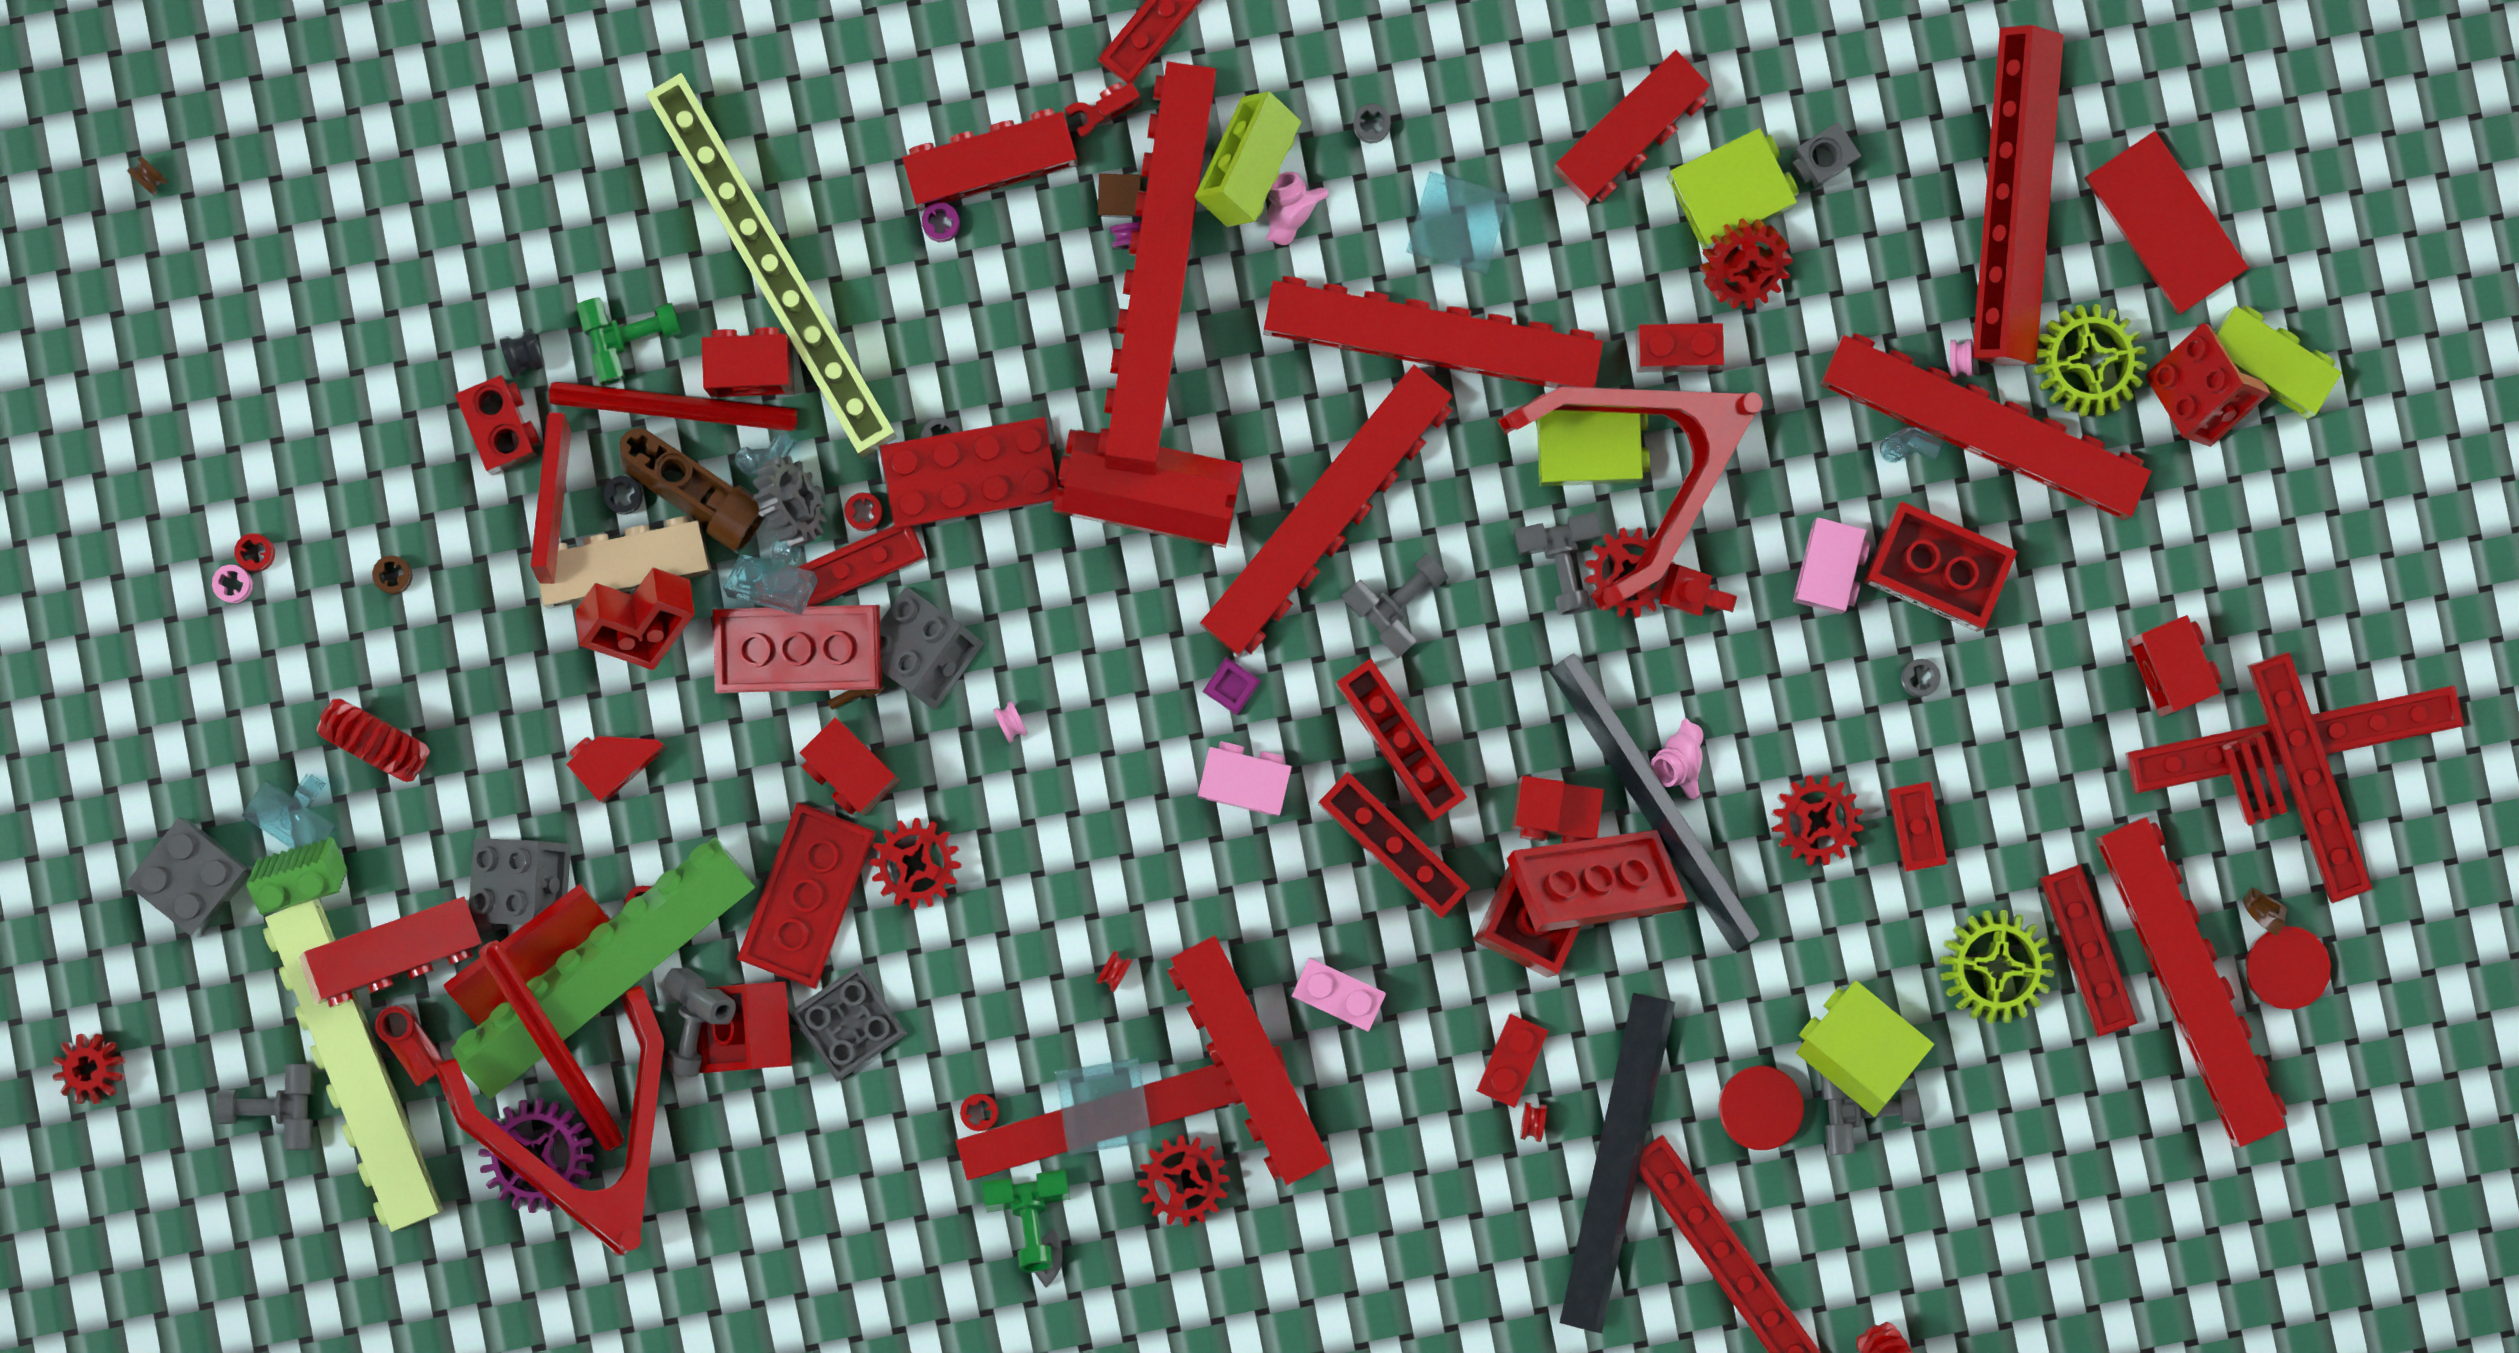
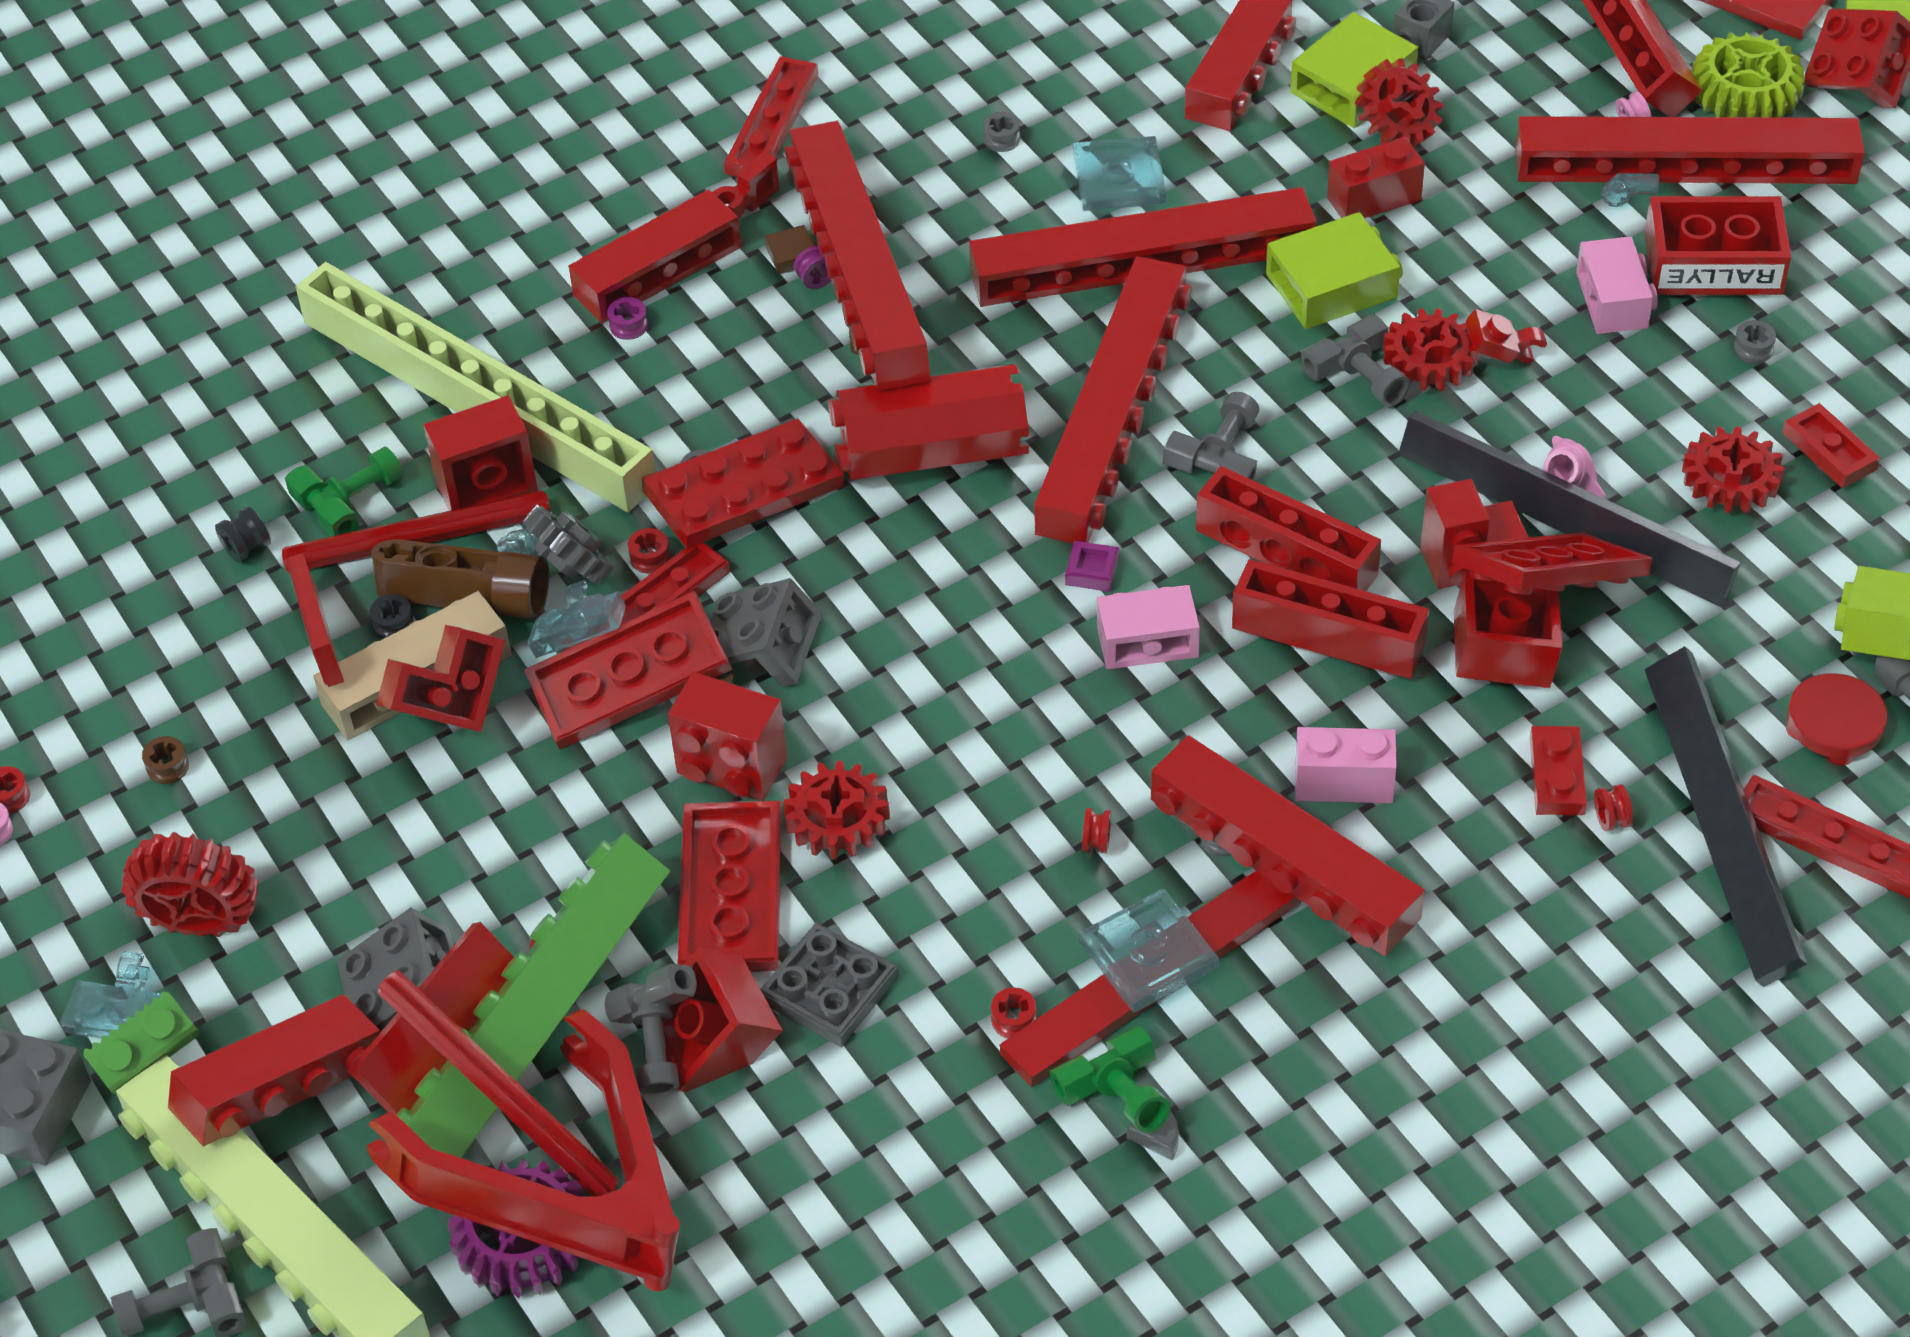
camera: 15 degrees left, 35 degrees down
(412, 1048) = (329, 1170): red piece -> none
(488, 429) = (237, 597): red brick -> none
(611, 762) = (468, 831): red slope -> none
(1010, 721) = (880, 660): bright pink bush -> none
(1192, 1154) = (1272, 989): red gear -> none
(1248, 159) = (901, 164): lime brick -> none
(1290, 206) = (956, 200): bright pink animal -> none
(1713, 429) = (1429, 203): piece -> none

